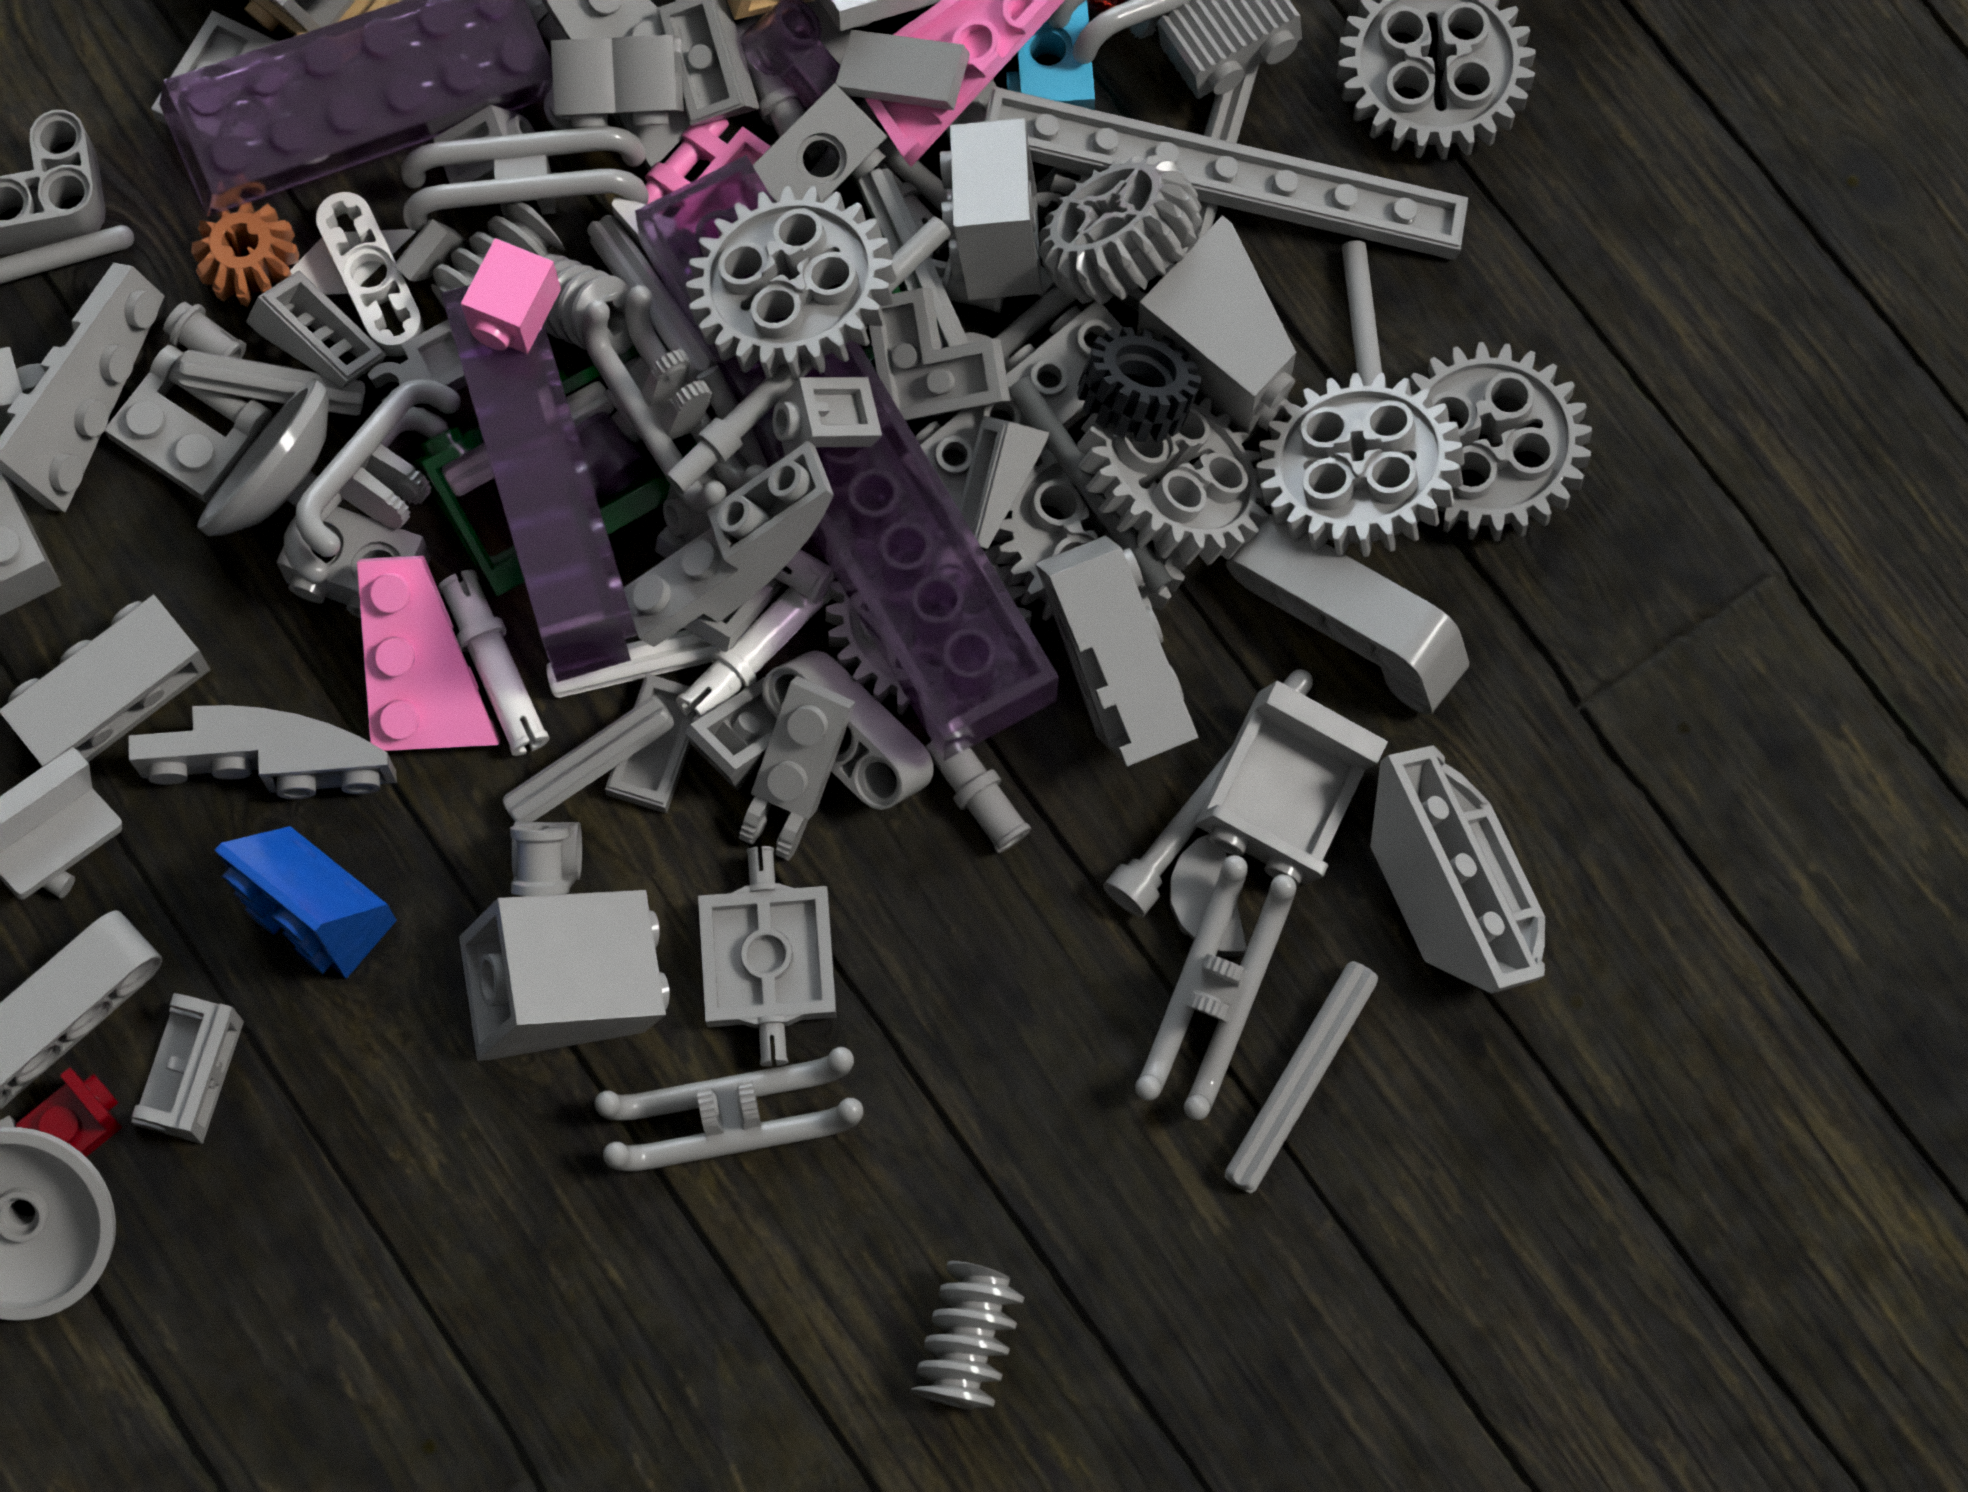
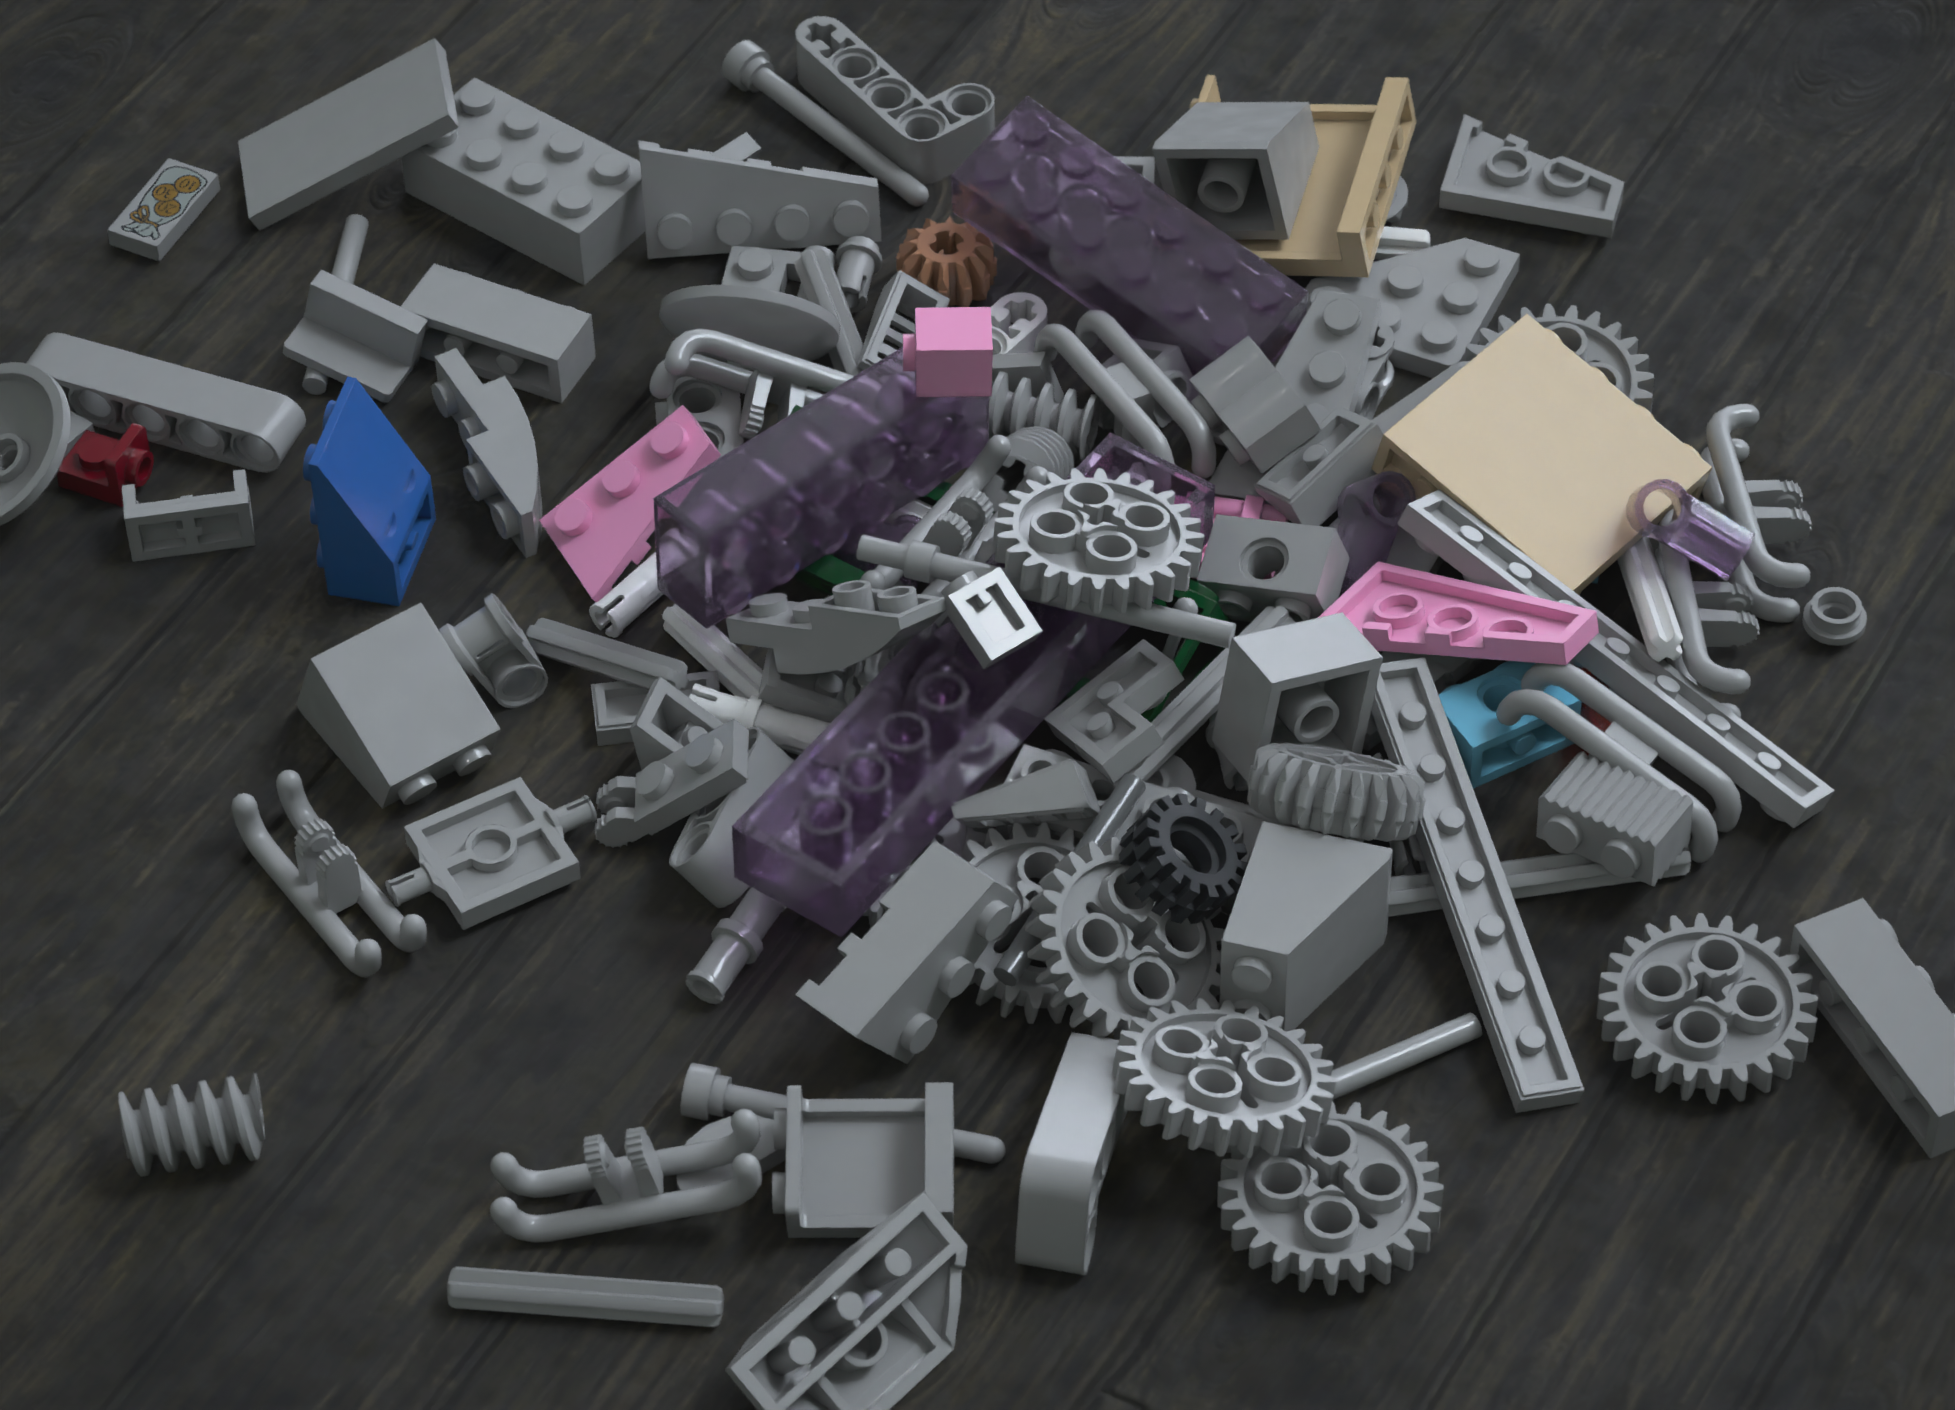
camera: 65 degrees right, 25 degrees down
(902, 69) = (1392, 584): light grey tile -> none

